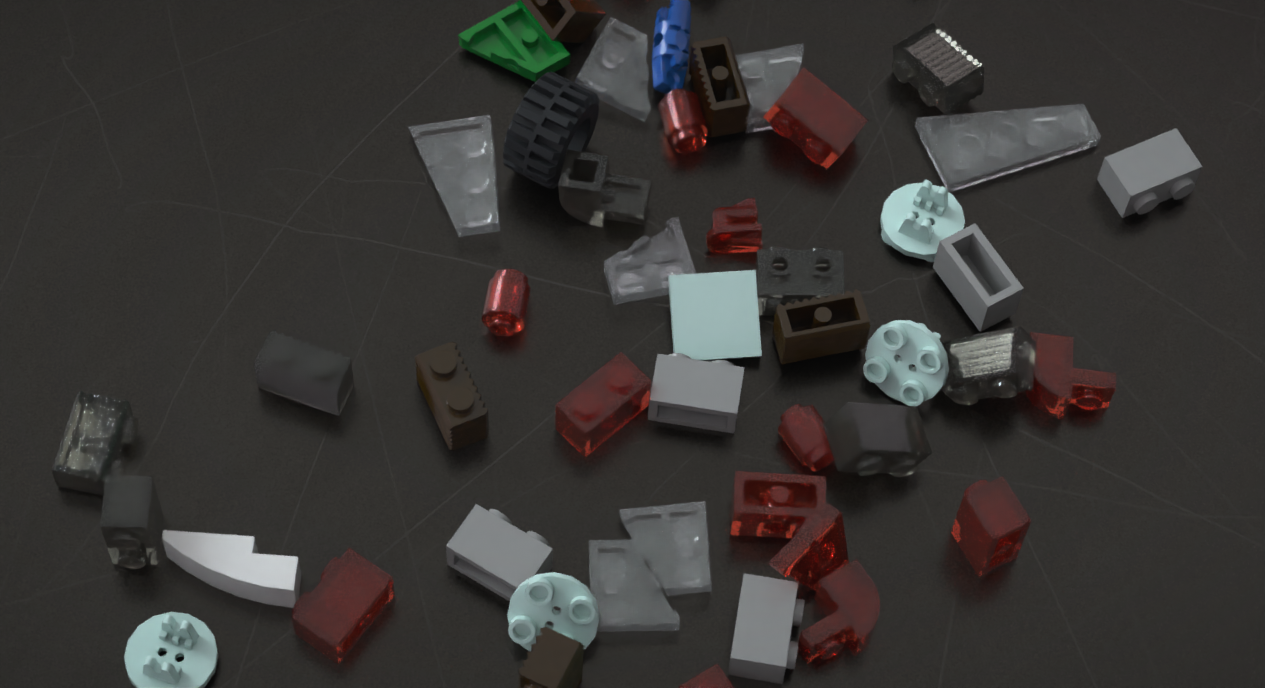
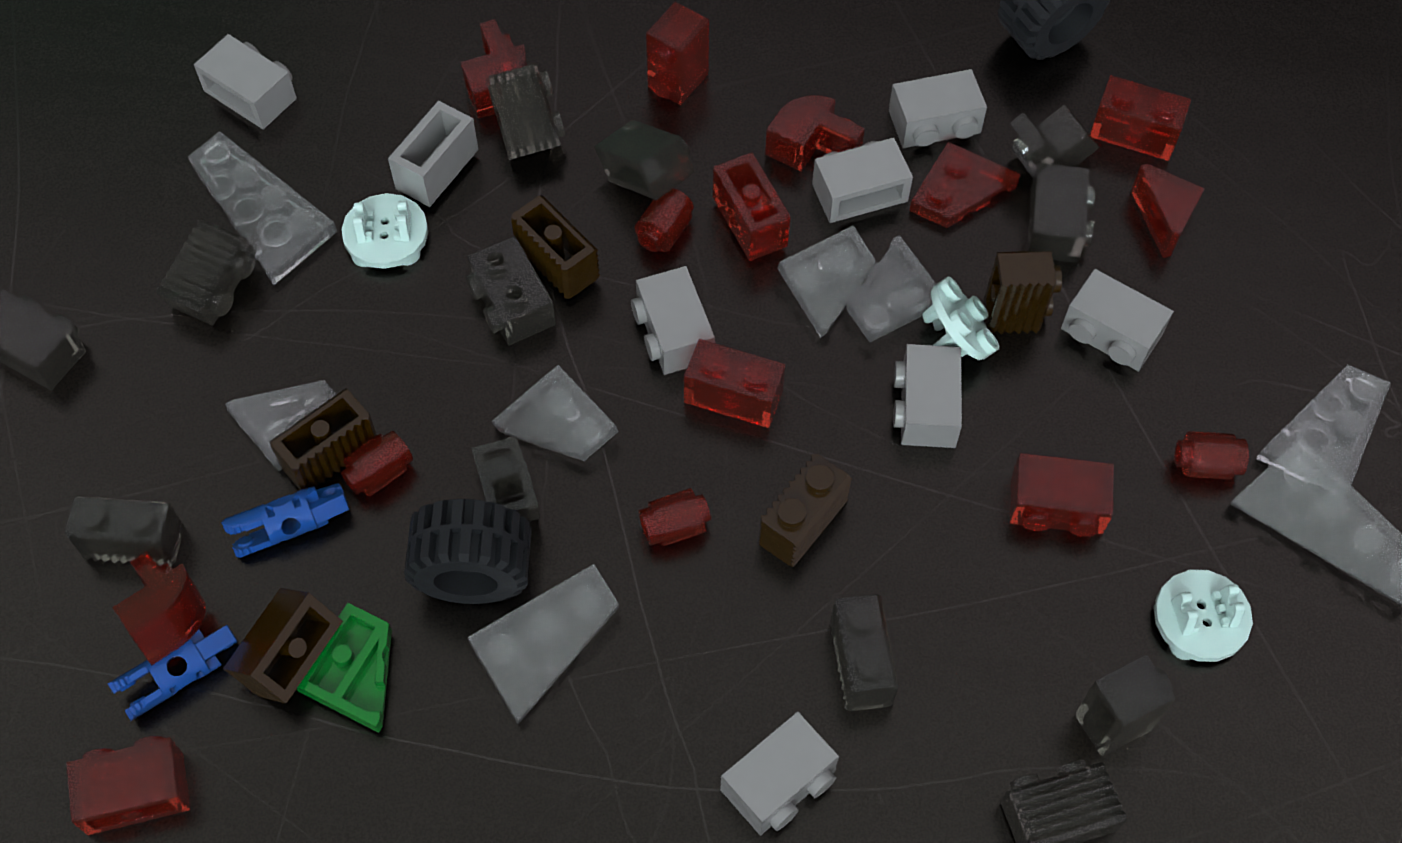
camera: 115 degrees left, 0 degrees up
(236, 566) = (1088, 601): white slope -> none
(251, 270) = (780, 775): none -> light grey piece
(619, 69) = (338, 555): clear wing -> none
(715, 315) = (587, 338): light aqua tile -> none
(735, 229) = (469, 387): clear red piece -> none
(815, 119) = (322, 345): clear red brick -> none
(815, 550) = (787, 154): clear red wing -> none
(897, 375) = (552, 166): light aqua plate -> none

